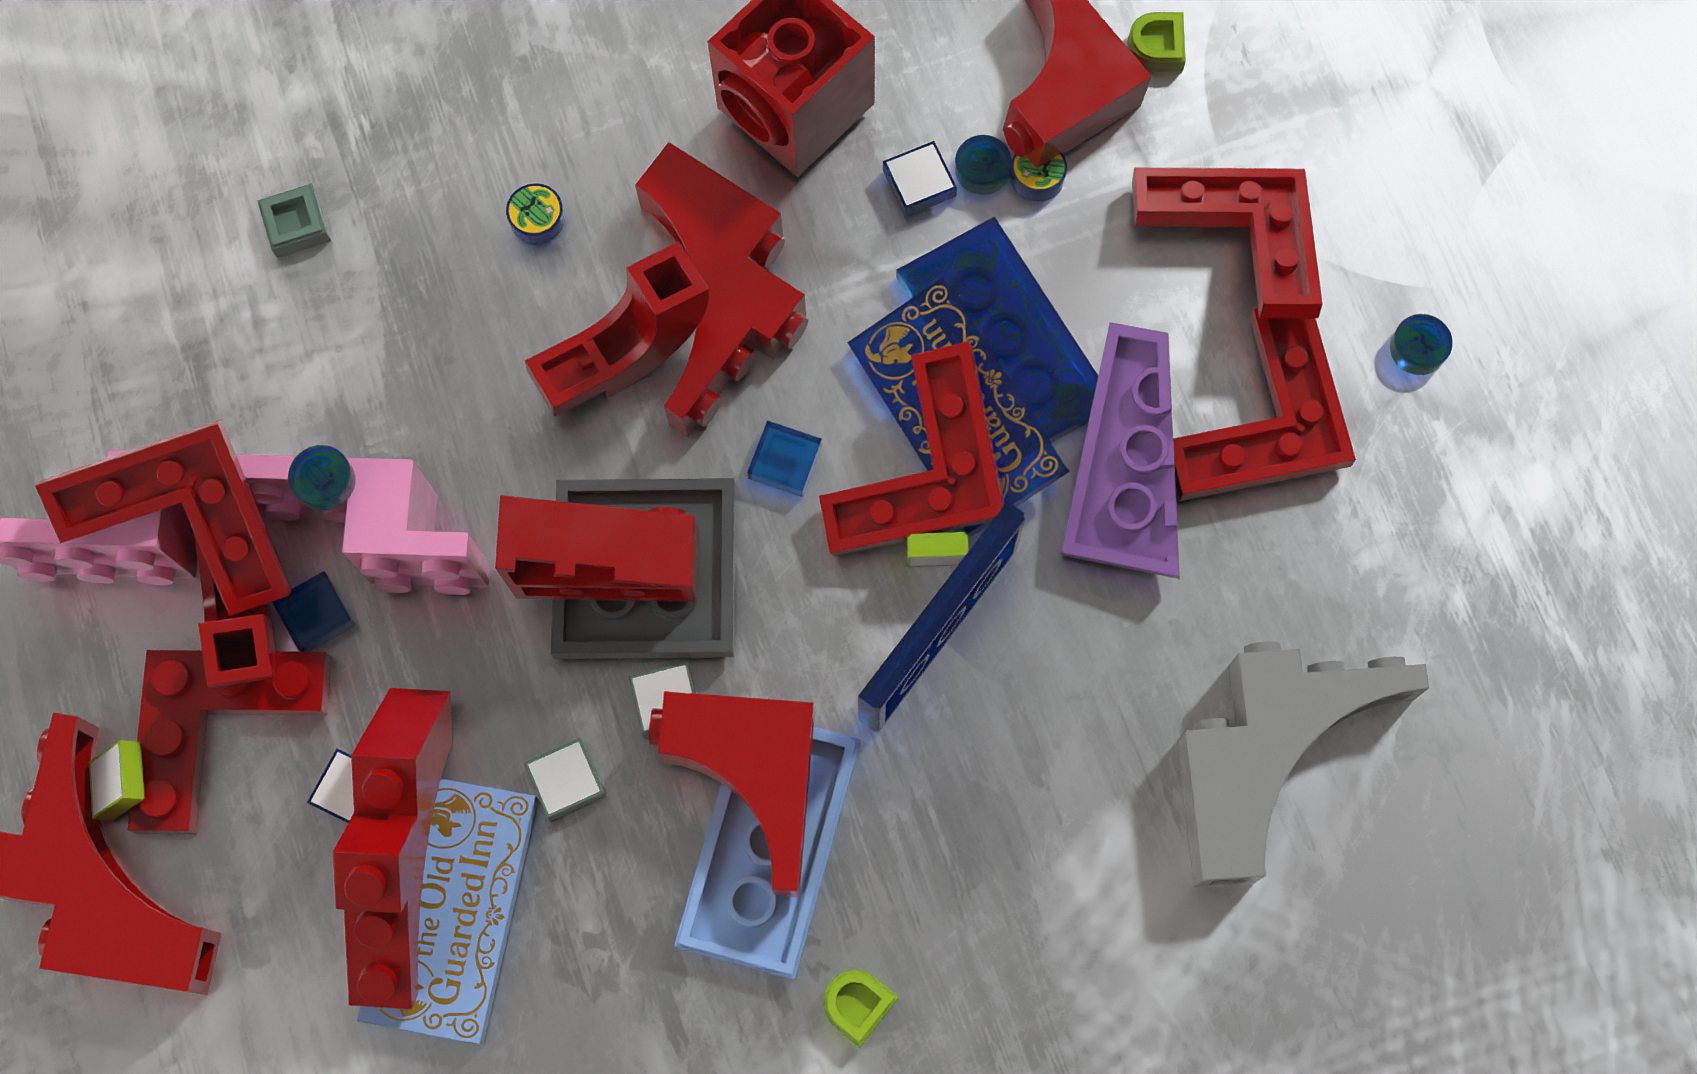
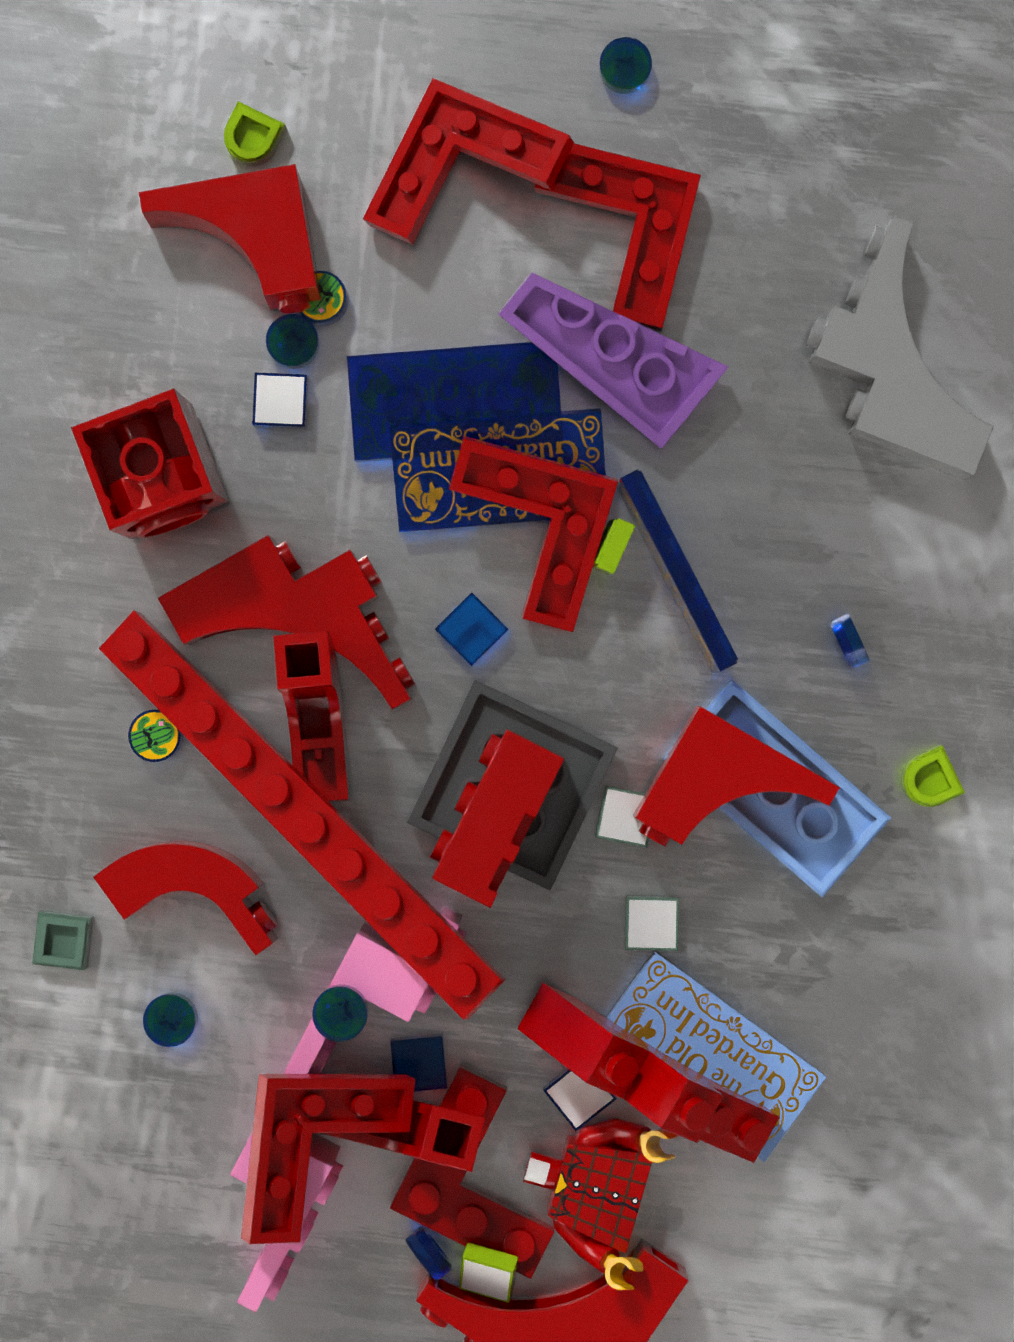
camera: 65 degrees left, 15 degrees up
(113, 711) = (429, 1253): none -> clear blue tile
(247, 854) = (600, 1190): none -> red torso
(257, 353) = (170, 1019): none -> tile
(421, 326) = (194, 868): none -> red arch
(507, 376) = (303, 816): none -> red plate
(961, 840) = (849, 641): none -> clear blue tile

